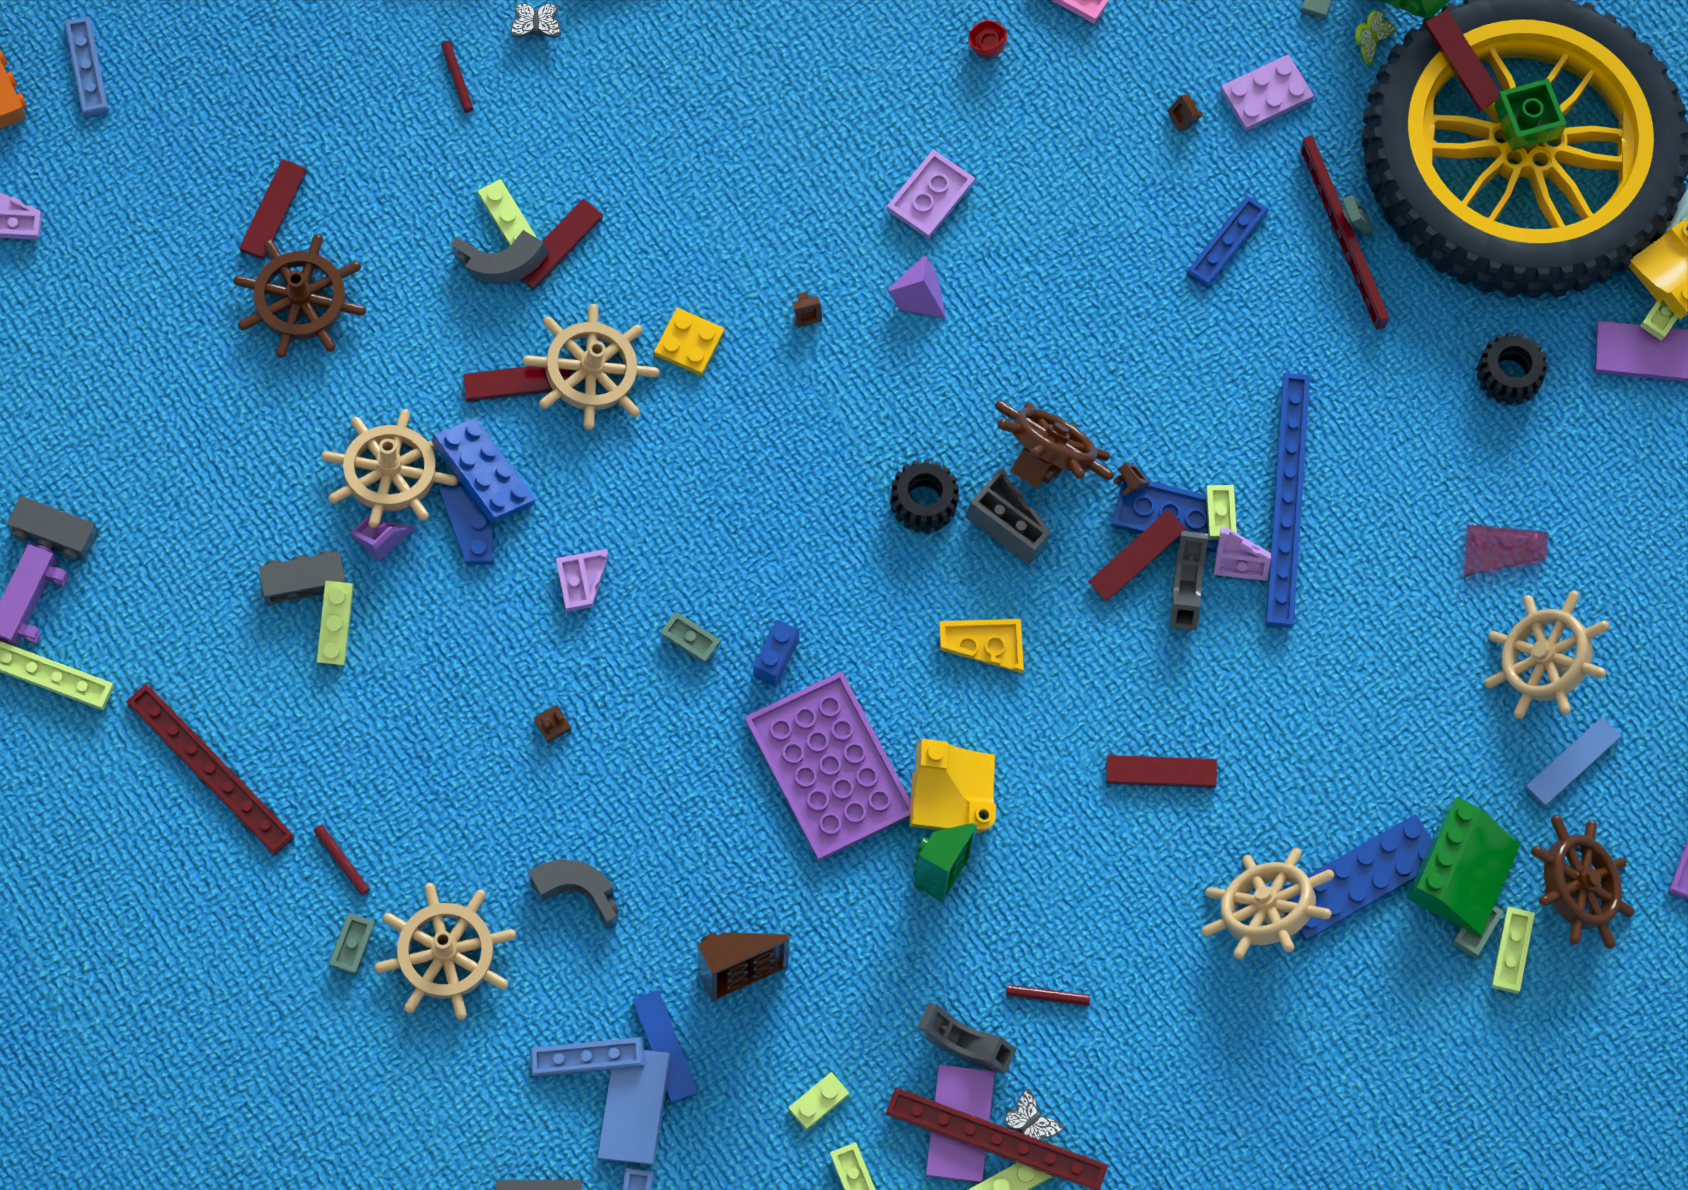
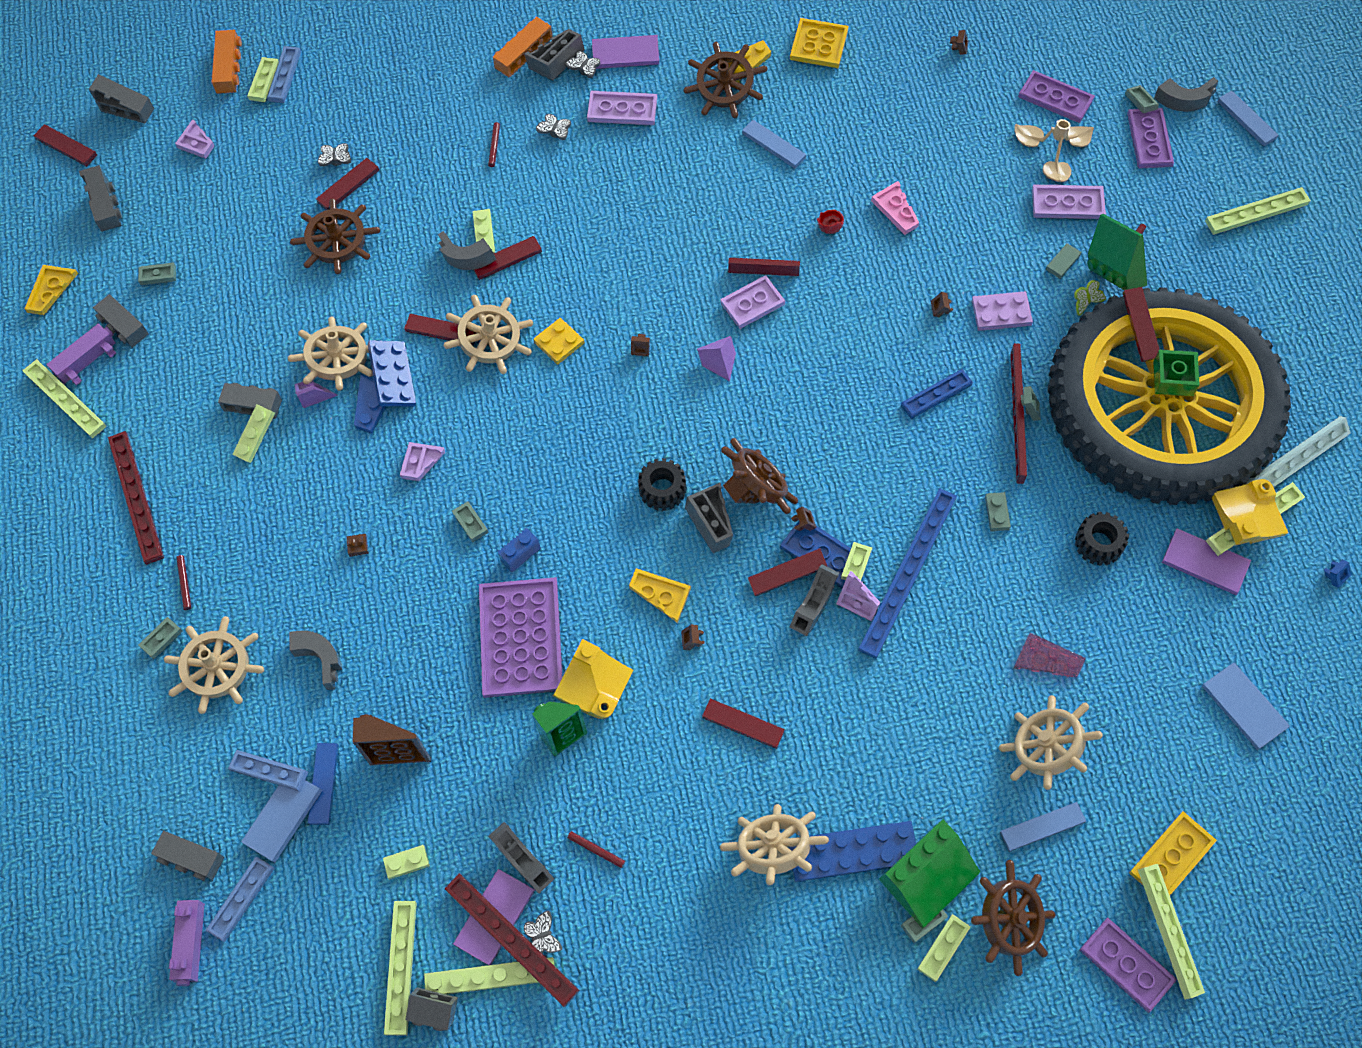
camera: 30 degrees right, 5 degrees down
(62, 86) = (263, 79): none -> yellowish green plate
(66, 440) = (157, 273): none -> sand green plate
(234, 171) = (334, 156): none -> dark grey animal
(924, 137) = (763, 266): none -> dark red tile
(1050, 685) = (690, 637): none -> tile
(1367, 377) = (997, 511): none -> sand green plate

